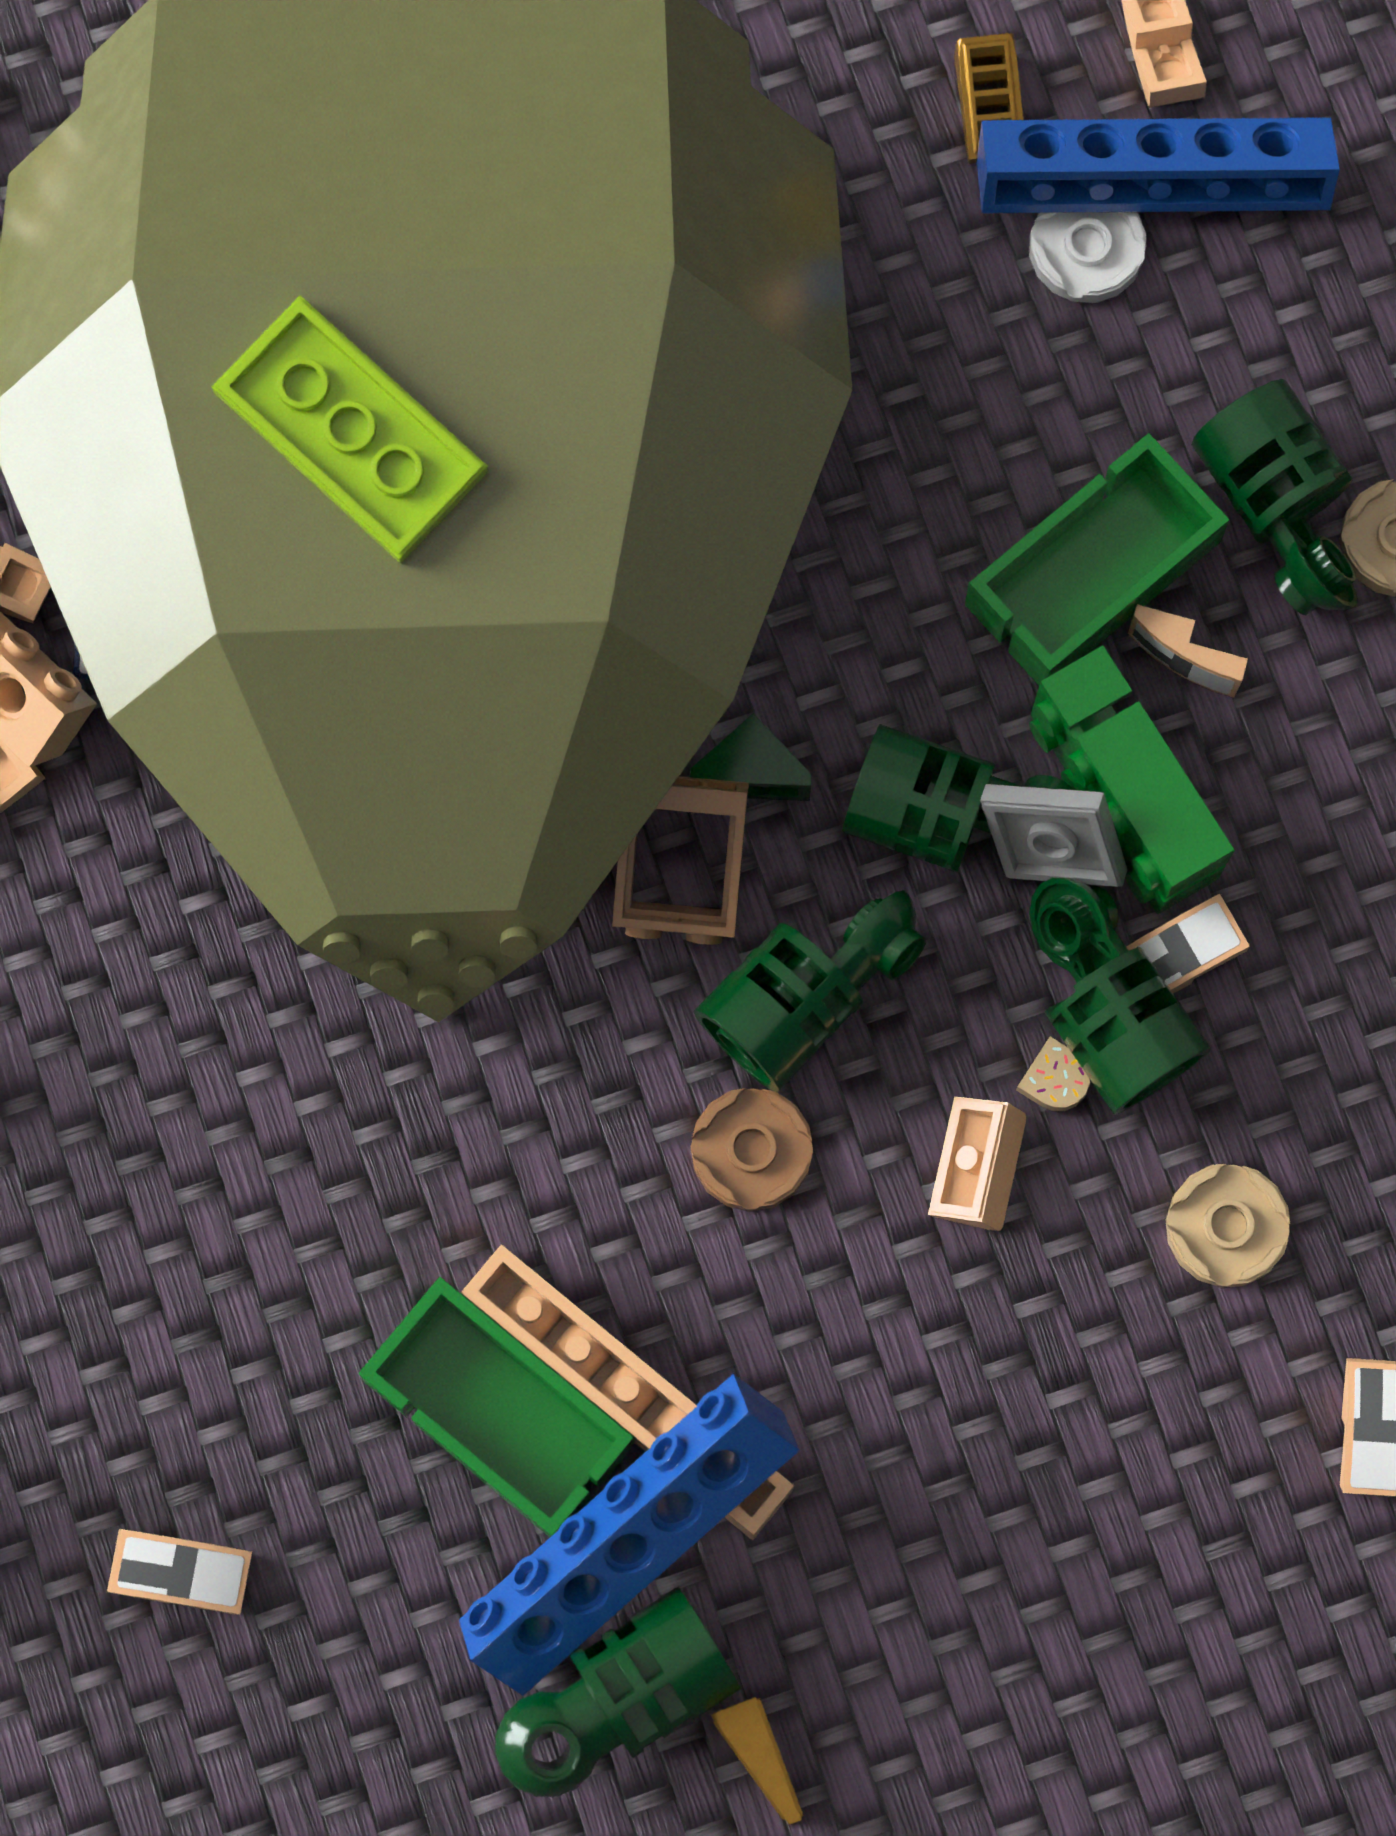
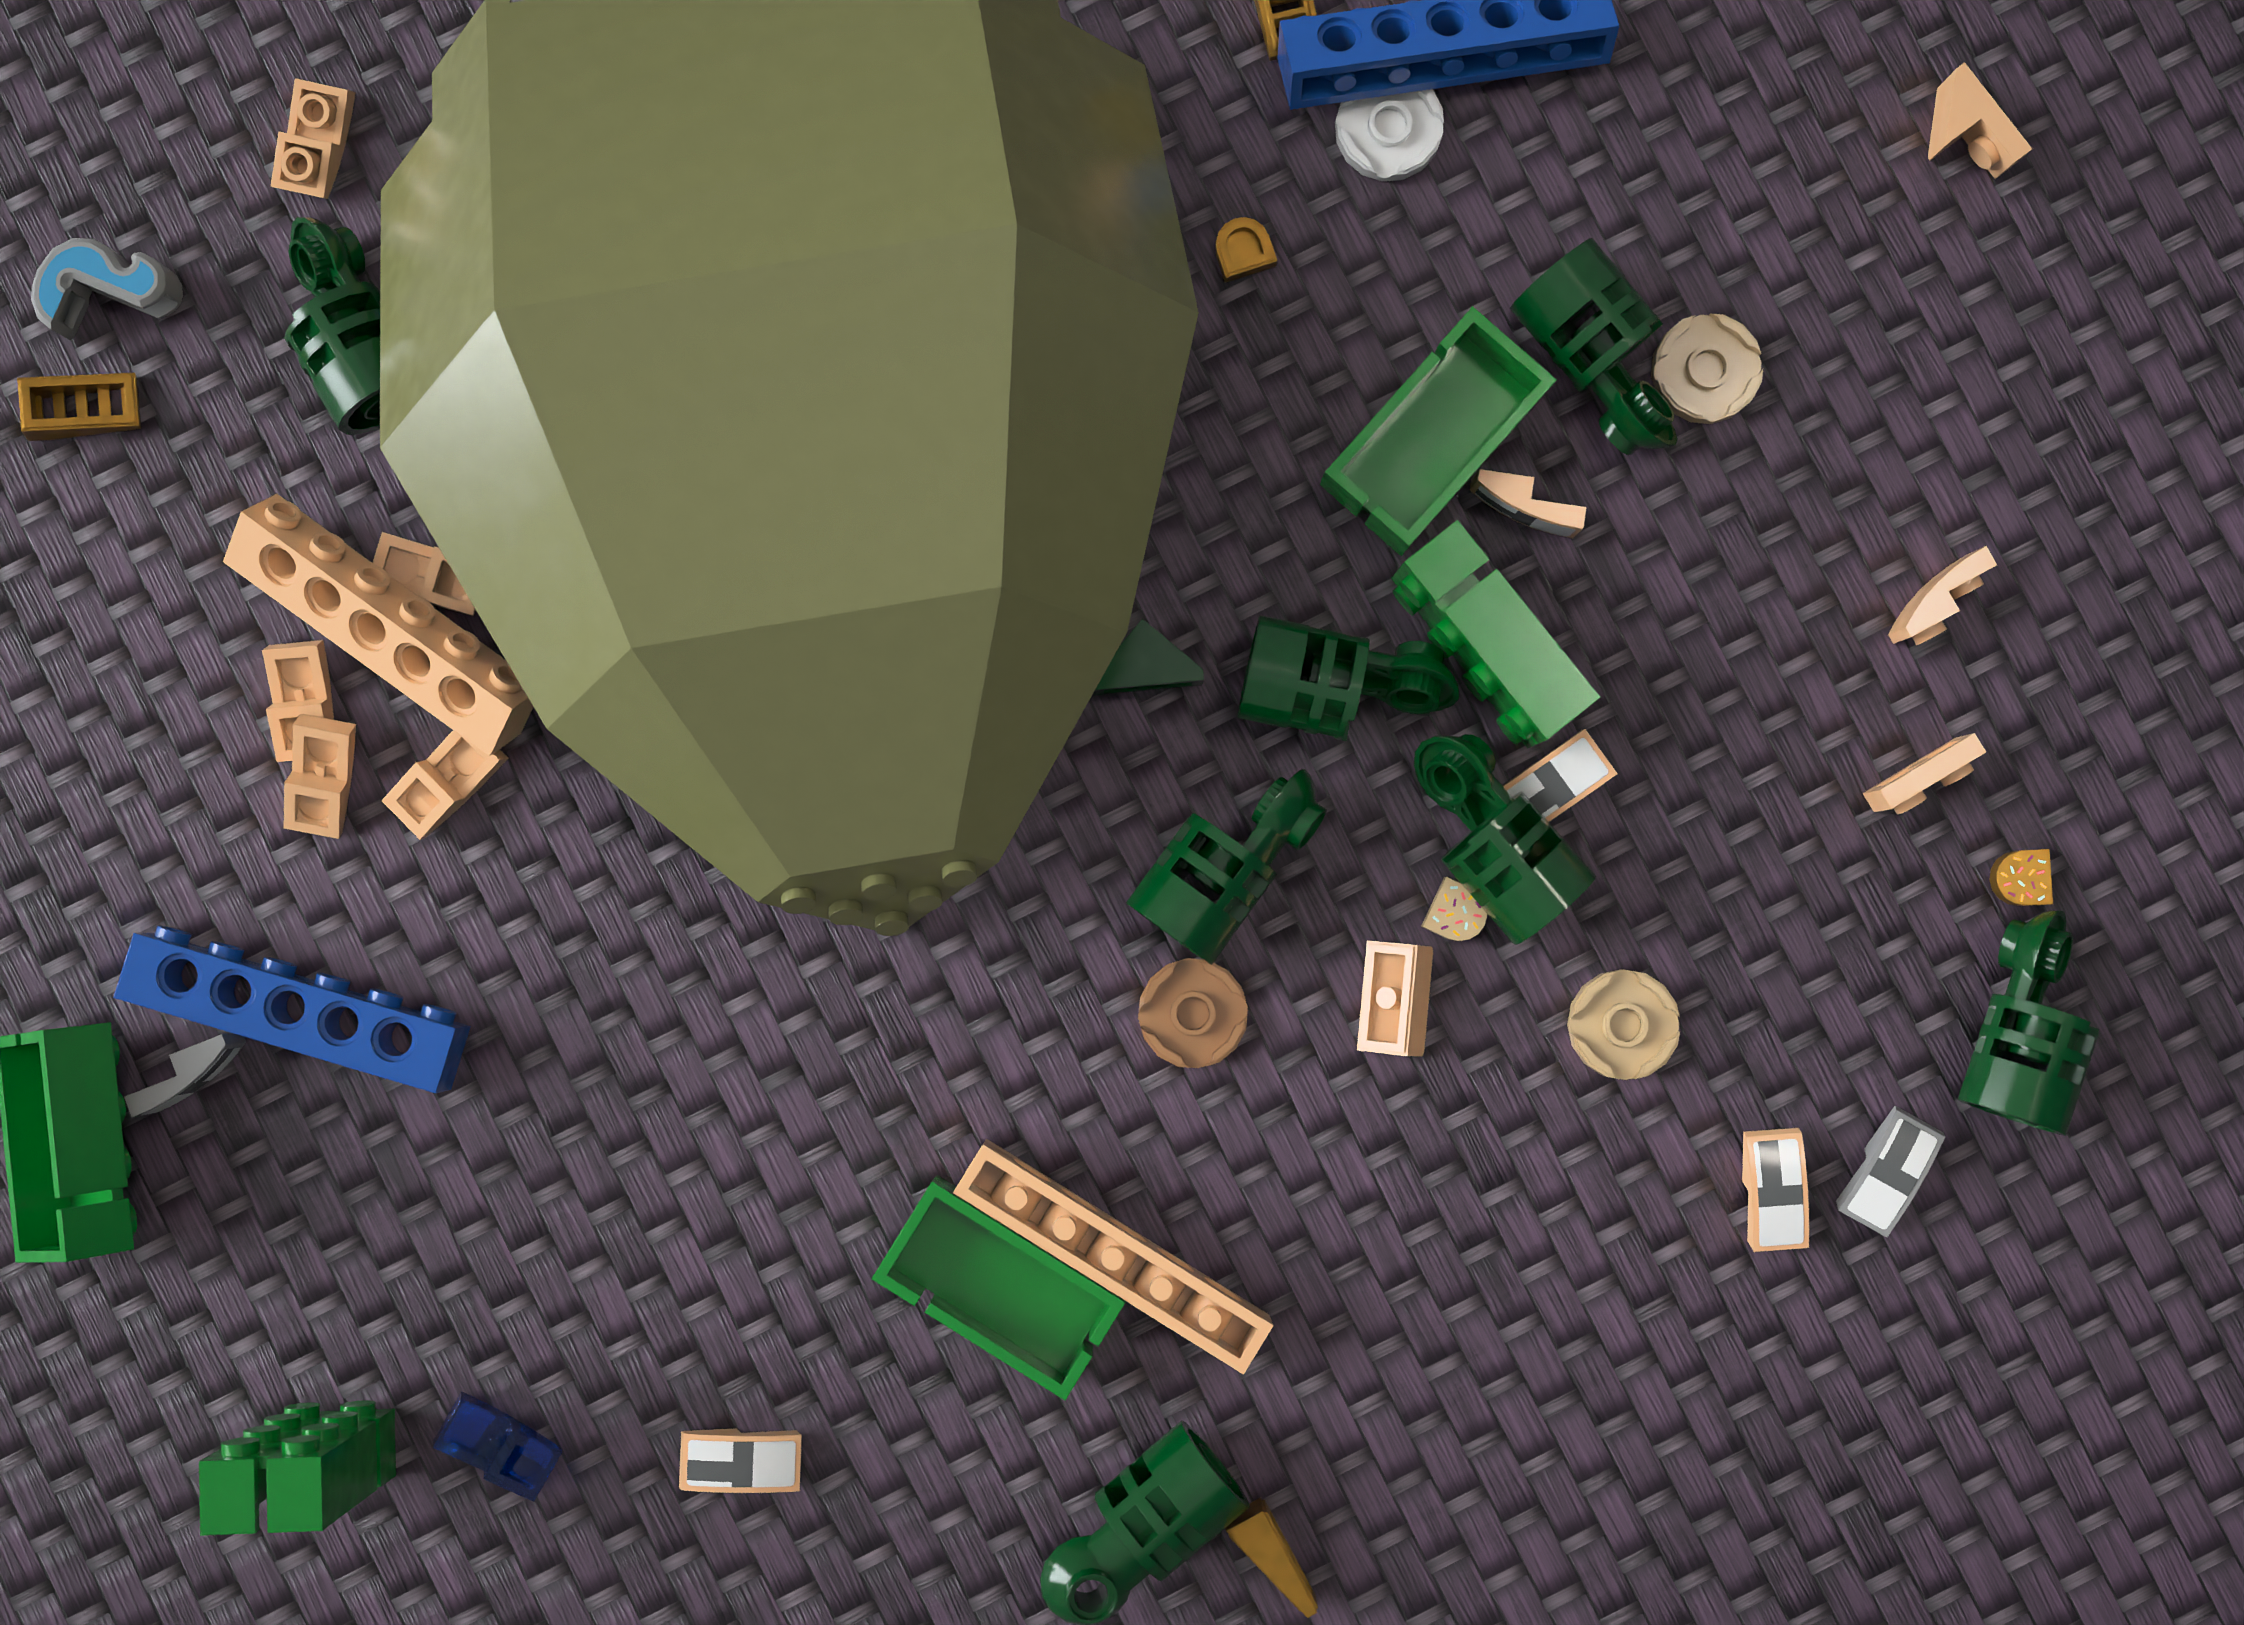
camera: 10 degrees left, 10 degrees up
(350, 429) = (727, 432): lime tile -> none
(628, 1534) = (1134, 1393): blue brick -> none
(699, 923) = (1114, 815): medium nougat window -> none
(915, 351) = (1243, 249): none -> pearl gold tile
(1054, 834) = (1432, 700): light grey tile -> none

